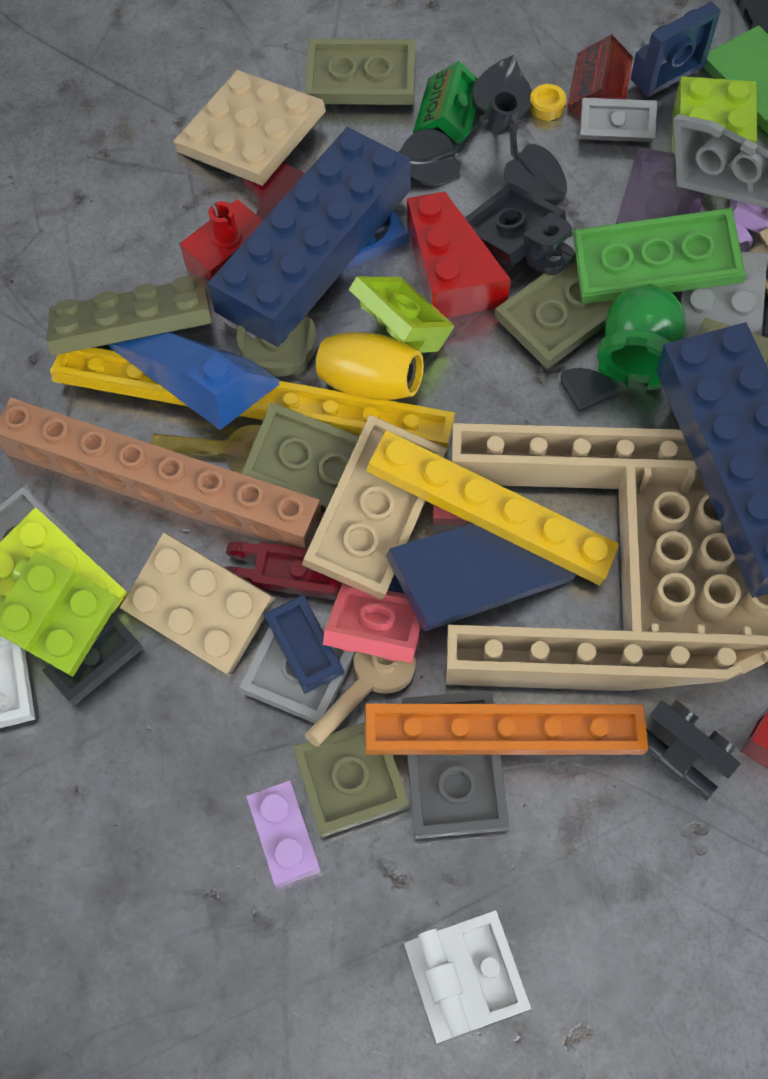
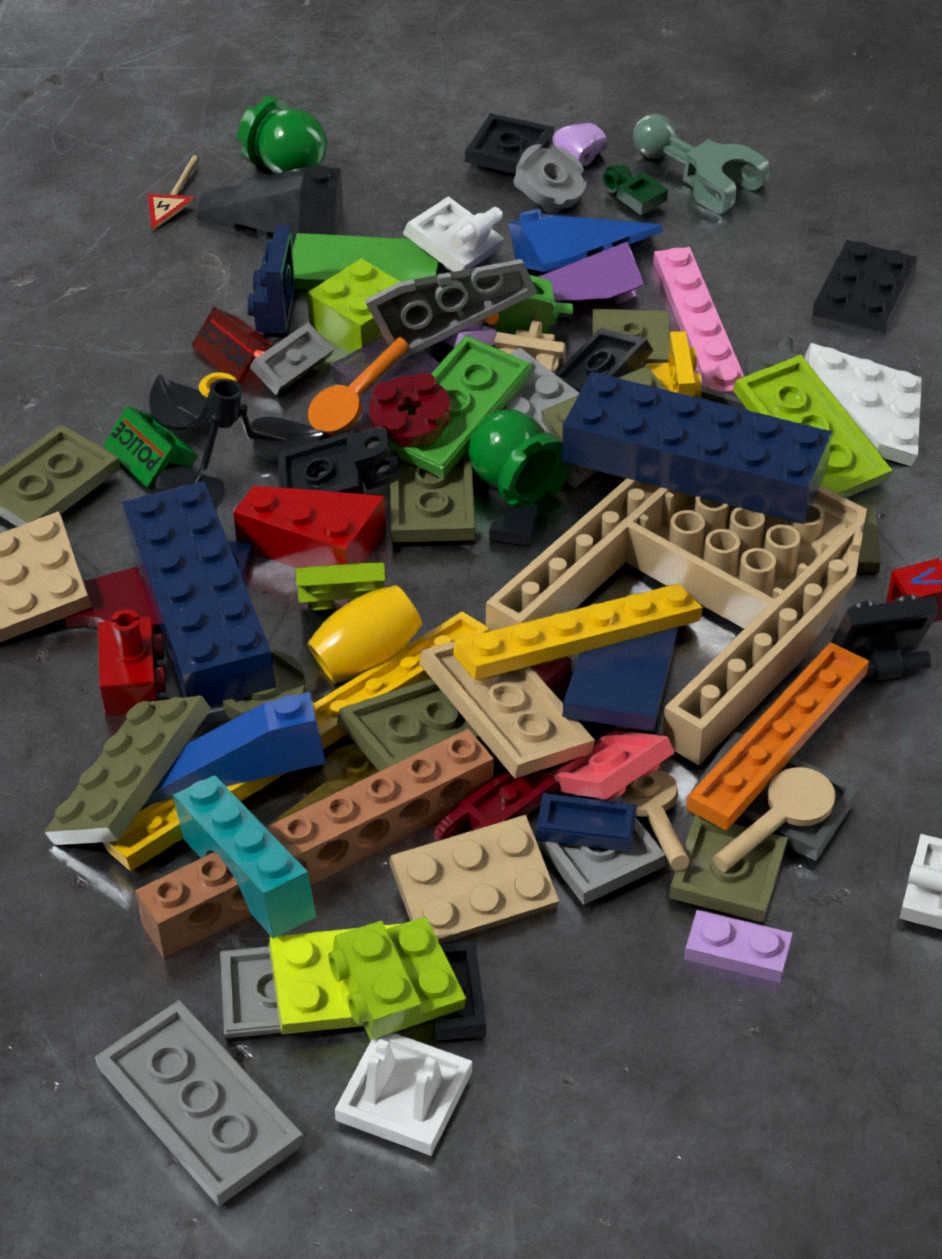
camera: 55 degrees left, 20 degrees down
(59, 468) = (266, 873): none -> teal arch
(447, 787) = (794, 797): none -> tan piece
(599, 181) = (339, 406): none -> orange piece
(613, 210) = (405, 392): none -> dark red plate

